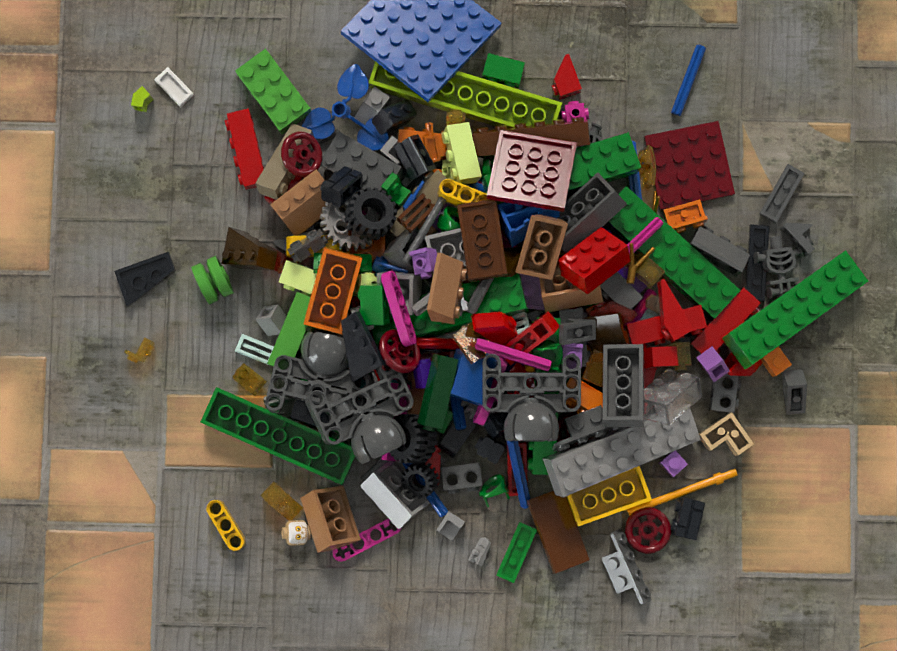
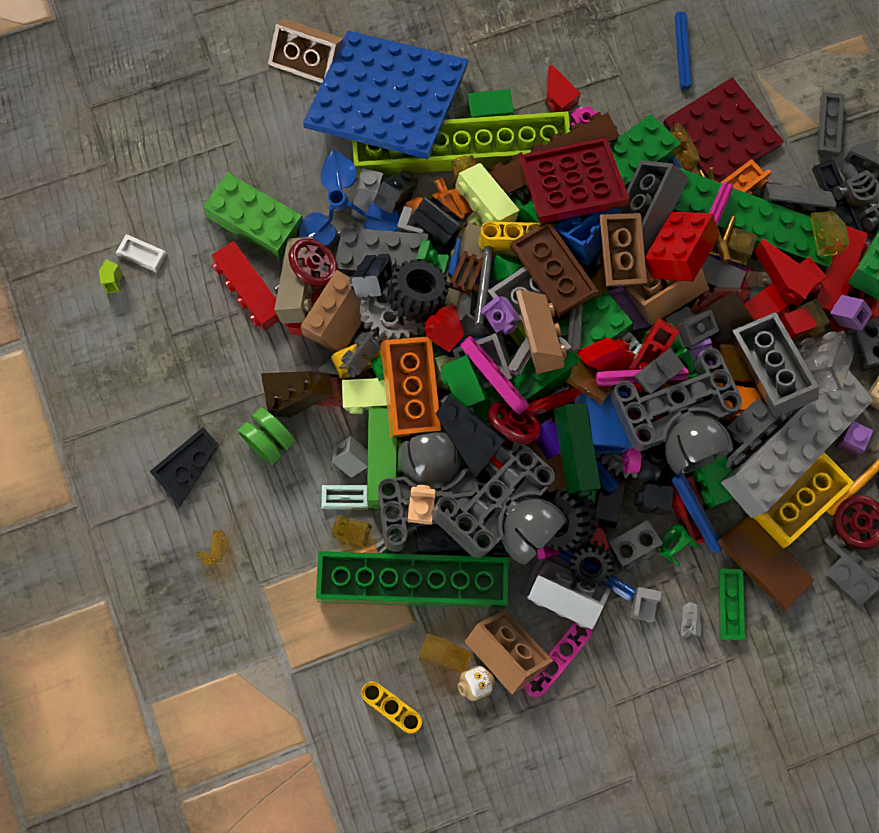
camera: 30 degrees left, 10 degrees down
(301, 387) = (421, 504): none -> light nougat bracket
(376, 255) = (445, 327): none -> red slope
(526, 357) = (659, 371): none -> dark grey slope
(725, 291) = (829, 233): none -> clear yellow slope

